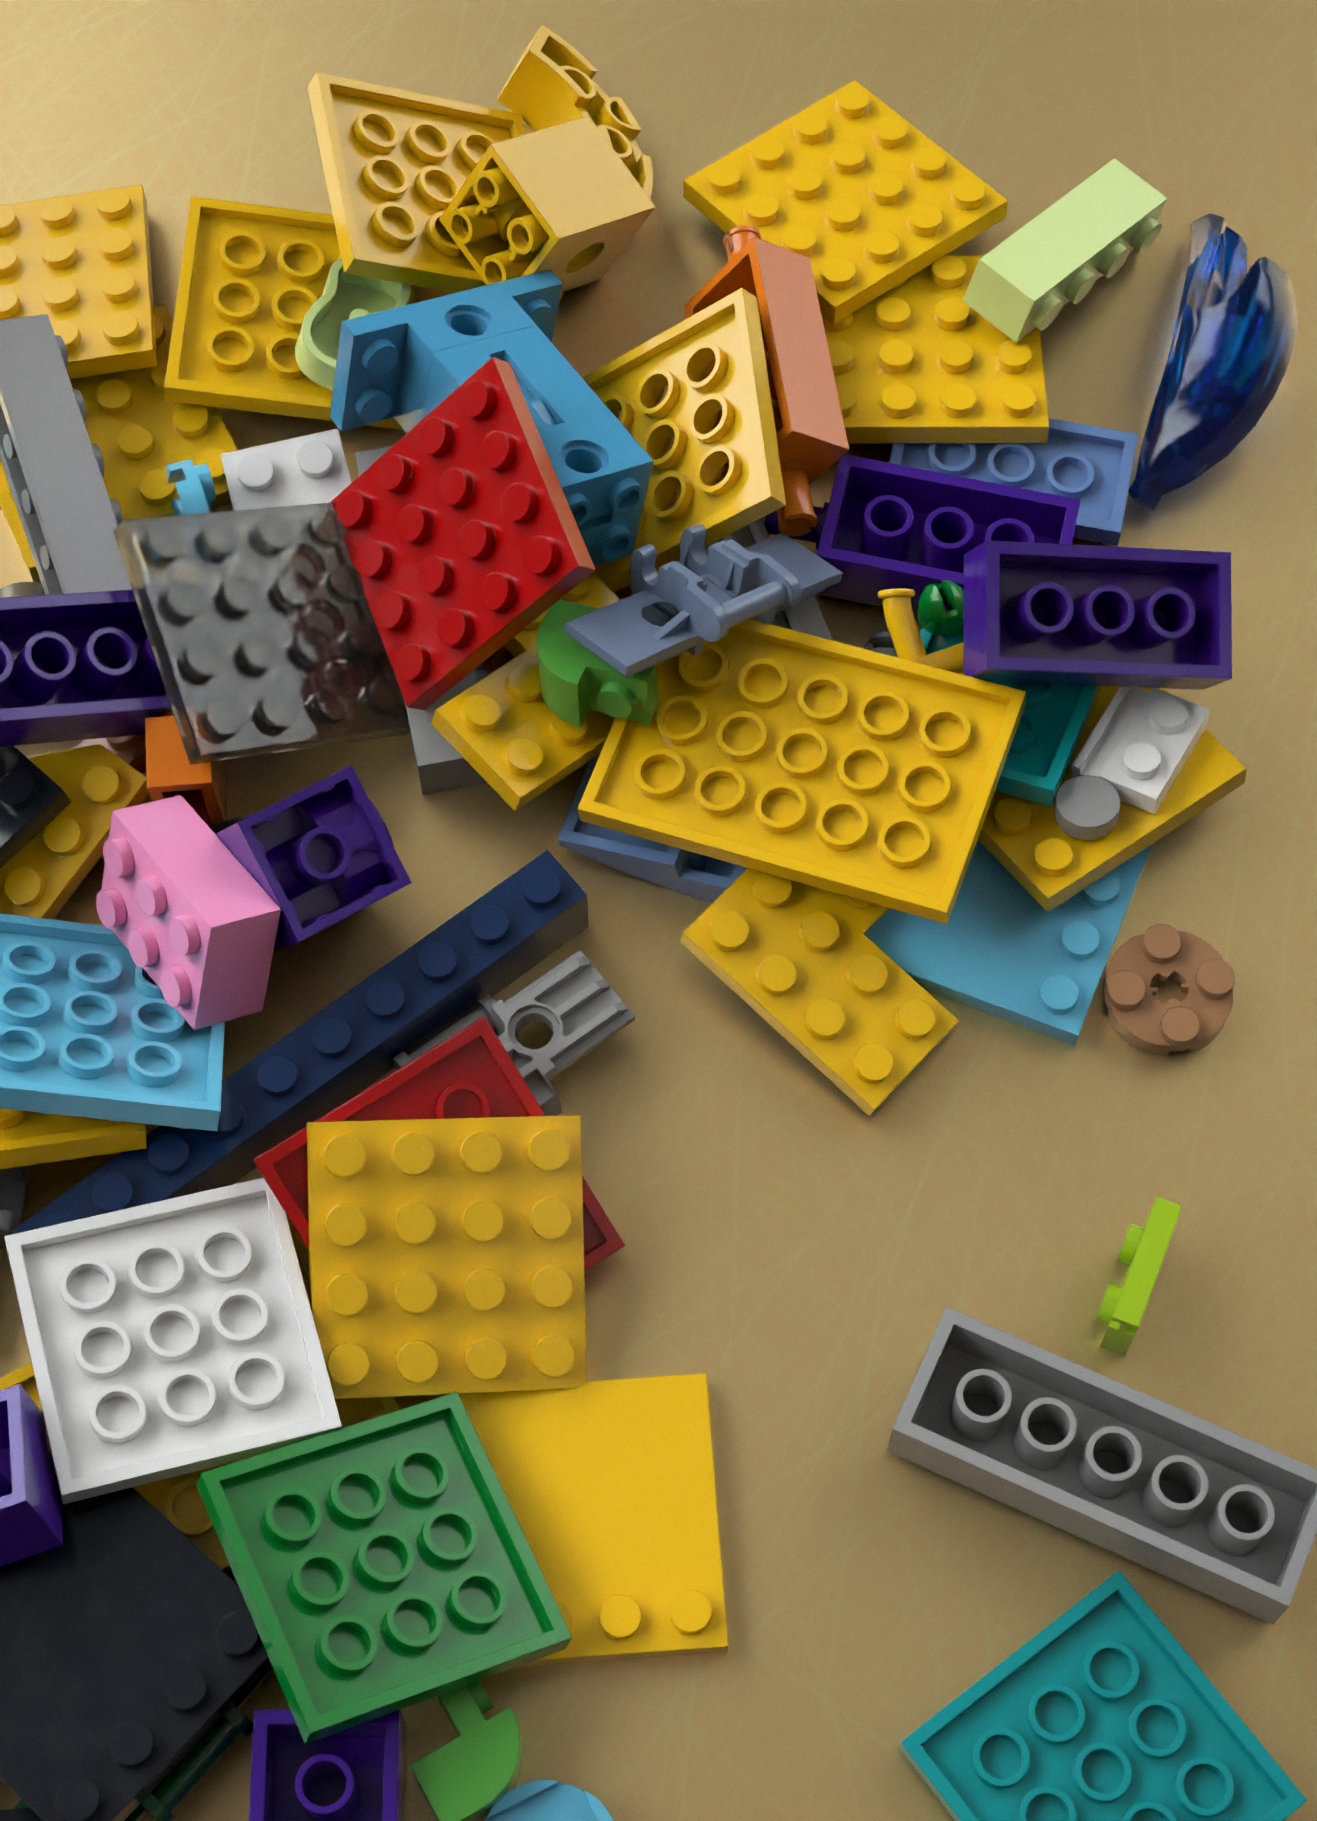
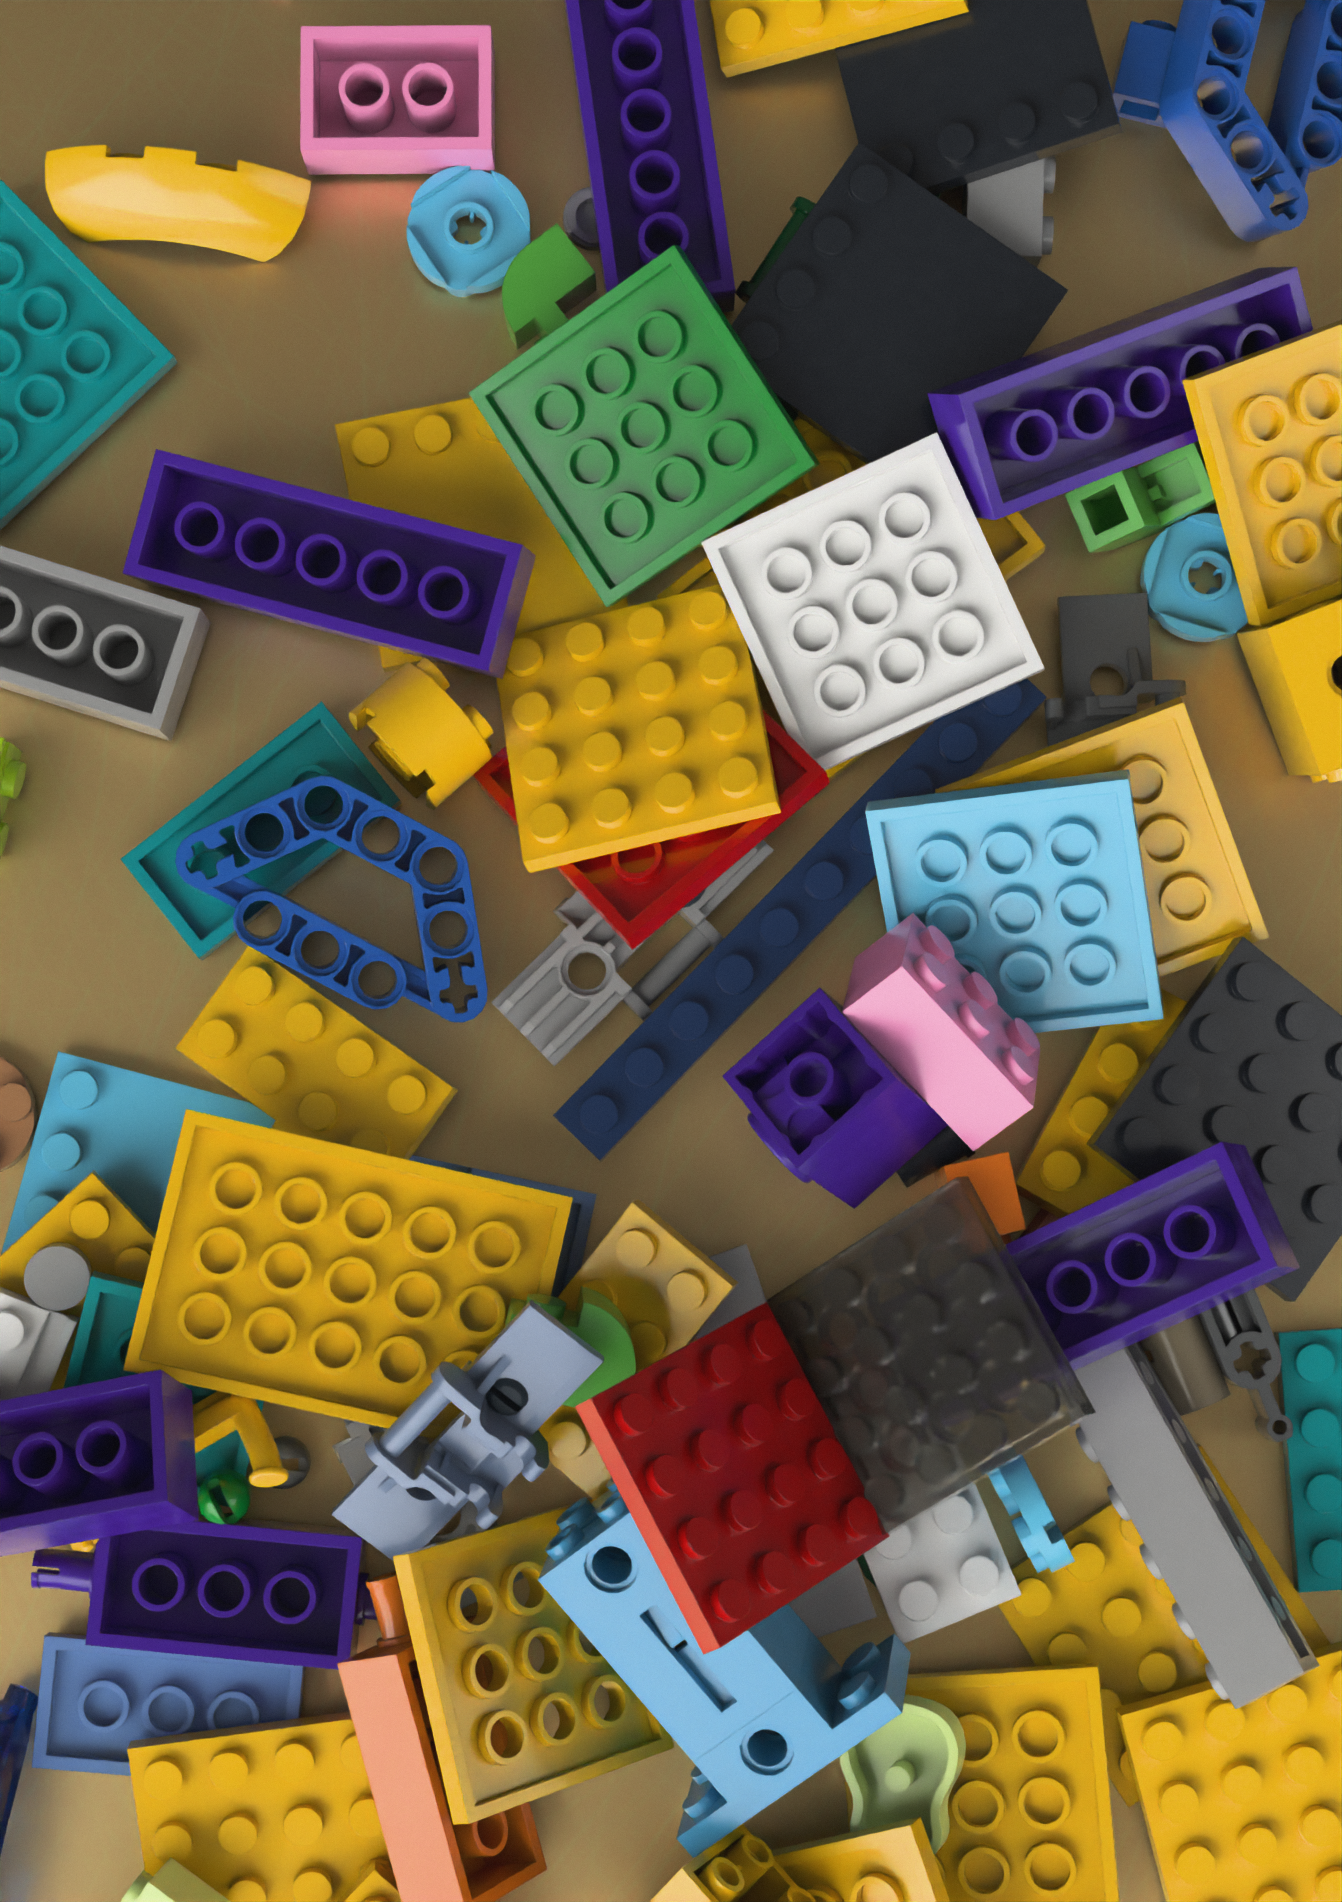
camera: 170 degrees right, 20 degrees up
(672, 1283) = (423, 732): none -> yellow brick
(750, 1467) = (329, 563): none -> dark purple brick
(851, 1223) = (304, 750): none -> teal plate
(865, 1148) = (354, 951): none -> blue piece

